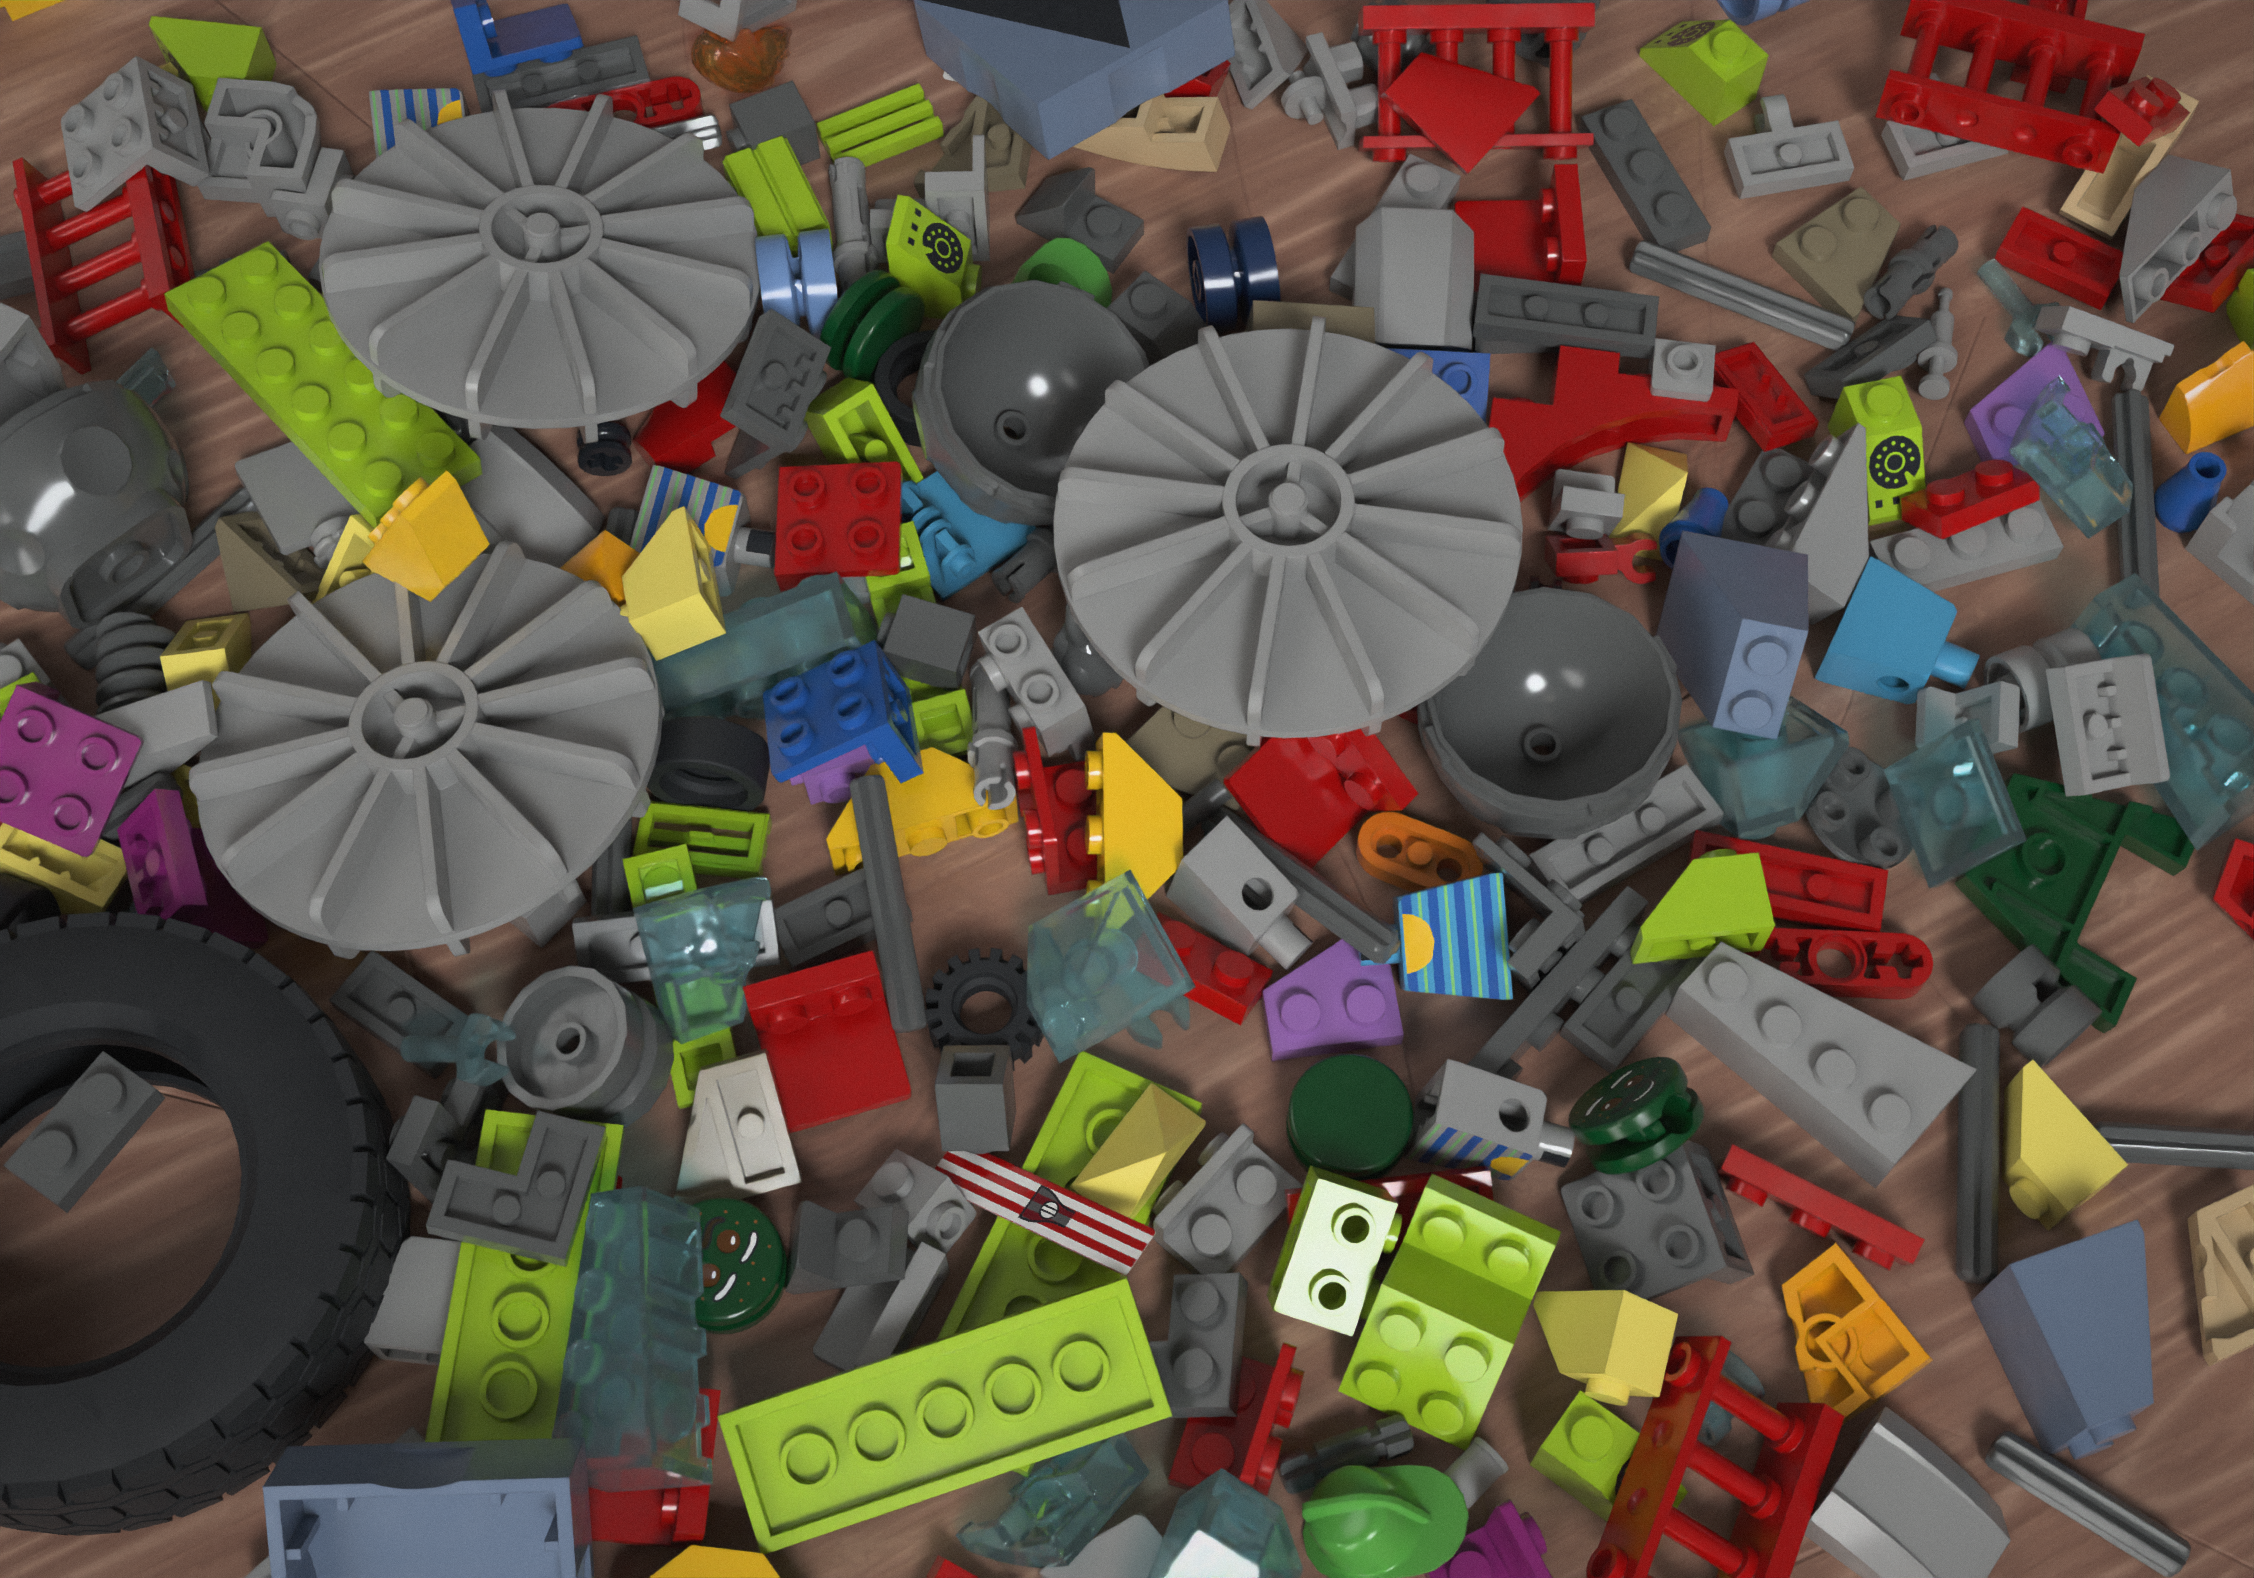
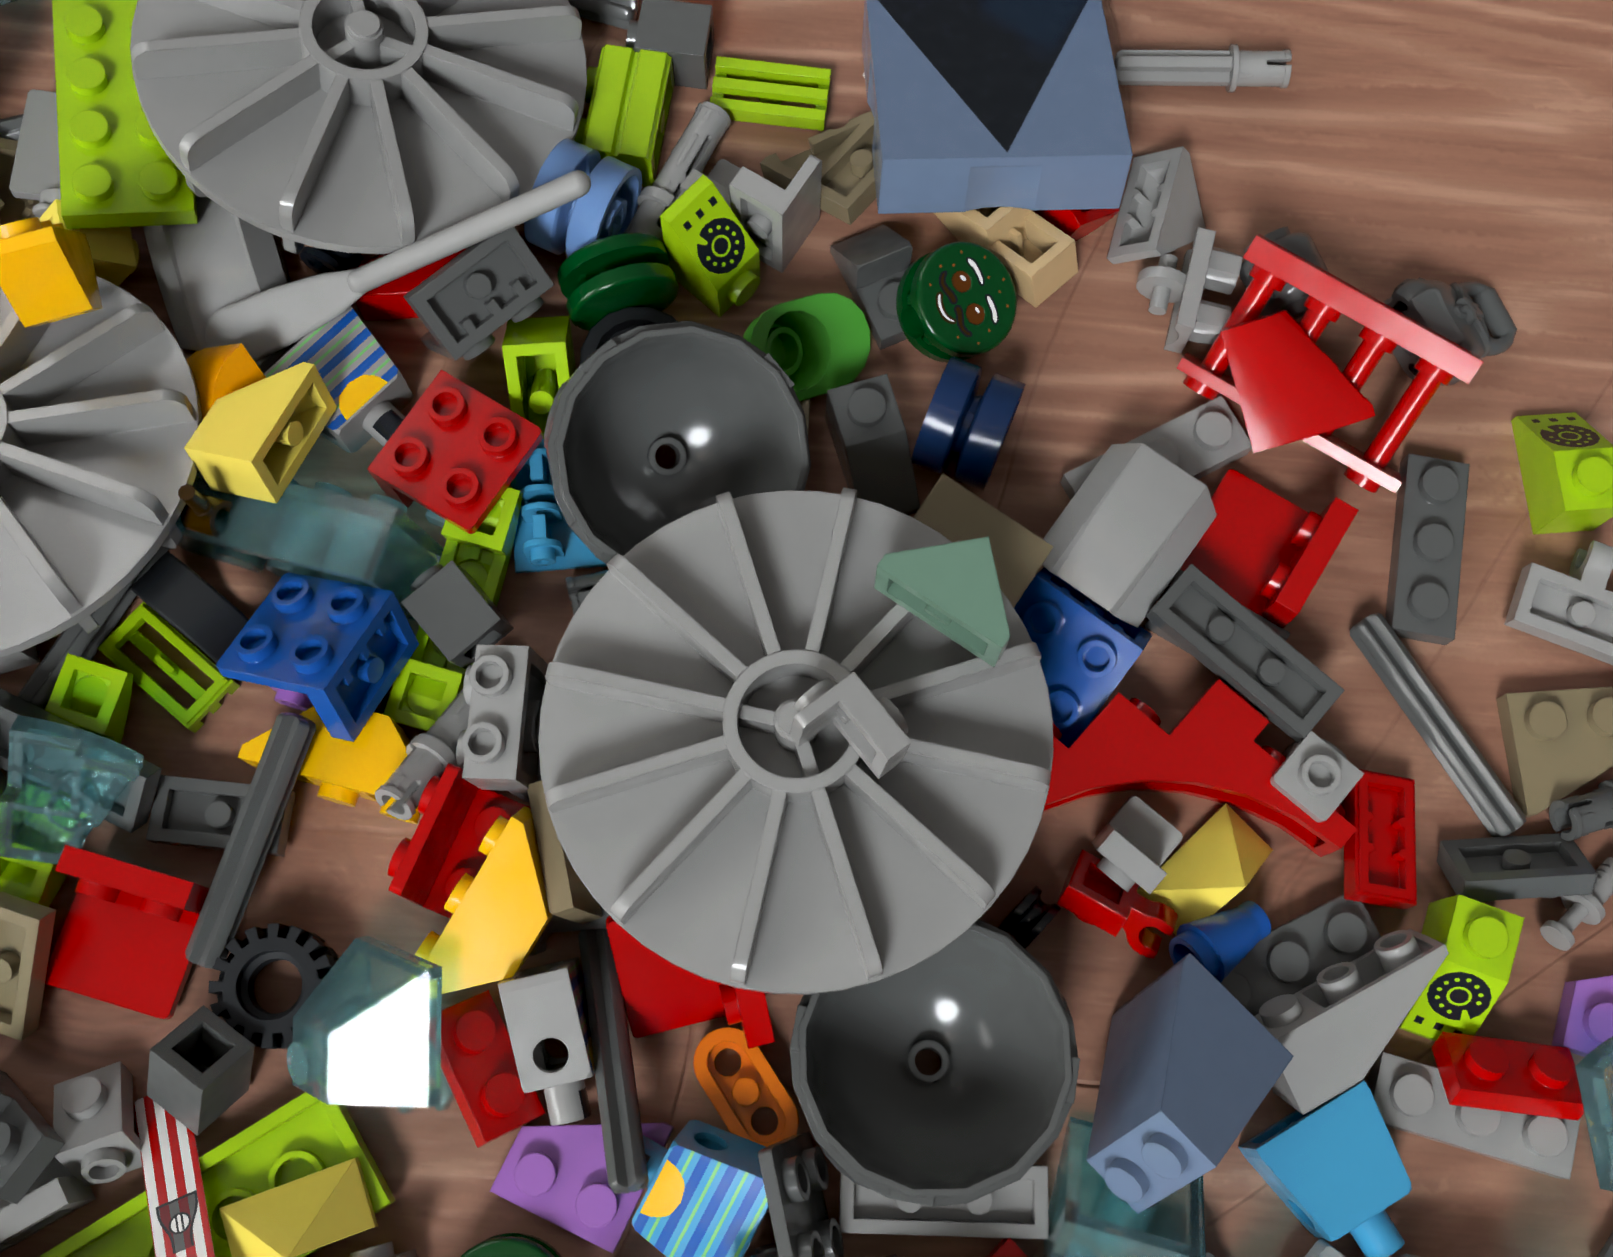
camera: 30 degrees right, 10 degrees up
(625, 483) = (294, 309): none -> light grey piece
(671, 670) = (201, 510): none -> dark brown hand
(1155, 195) = (956, 302): none -> dark green head
(1158, 752) = (564, 888): none -> dark tan plate
(1340, 461) = (868, 724): none -> light grey bracket
(1343, 341) = (952, 591): none -> sand green slope

